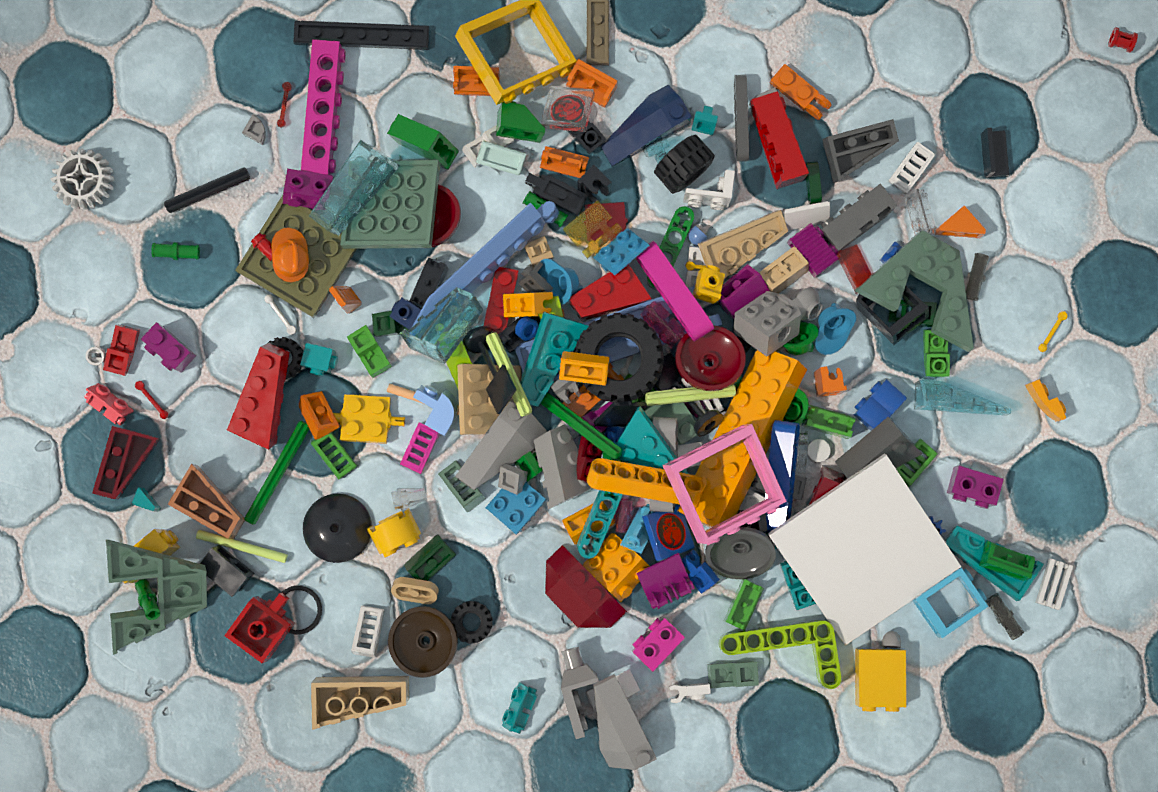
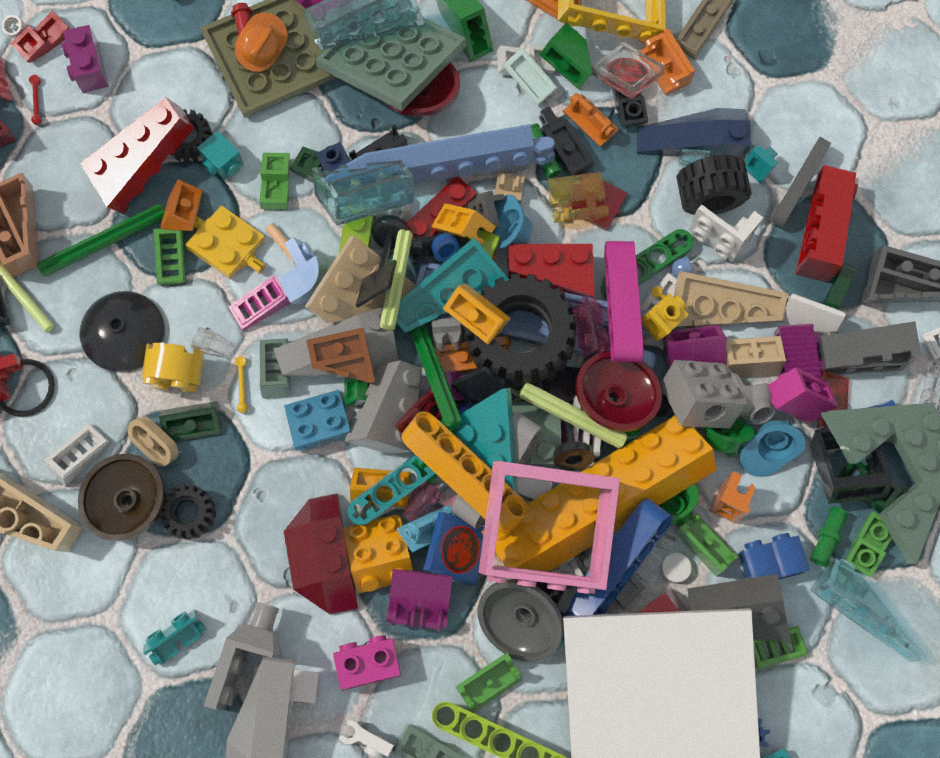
camera: 30 degrees right, 10 degrees down
(290, 329) = (214, 115): white hinge -> none
(346, 298) = (286, 113): orange slope -> none
(436, 498) = (241, 362): none -> yellow hinge
(508, 451) = (343, 354): none -> dark orange wing
(512, 478) = (330, 390): light grey tile -> none
(593, 182) = (608, 149): black hinge -> none
(620, 251) = (600, 231): dark azure hinge -> none
(700, 574) = (463, 618): blue plate -> none
(799, 91) = (878, 193): orange hinge -> none
(799, 594) = (558, 712): teal slope -> none
(834, 281) = (802, 395): none -> dark pink brick
(906, 365) = (829, 536): none -> green pin
(974, 486) = (830, 718): magenta brick -> none

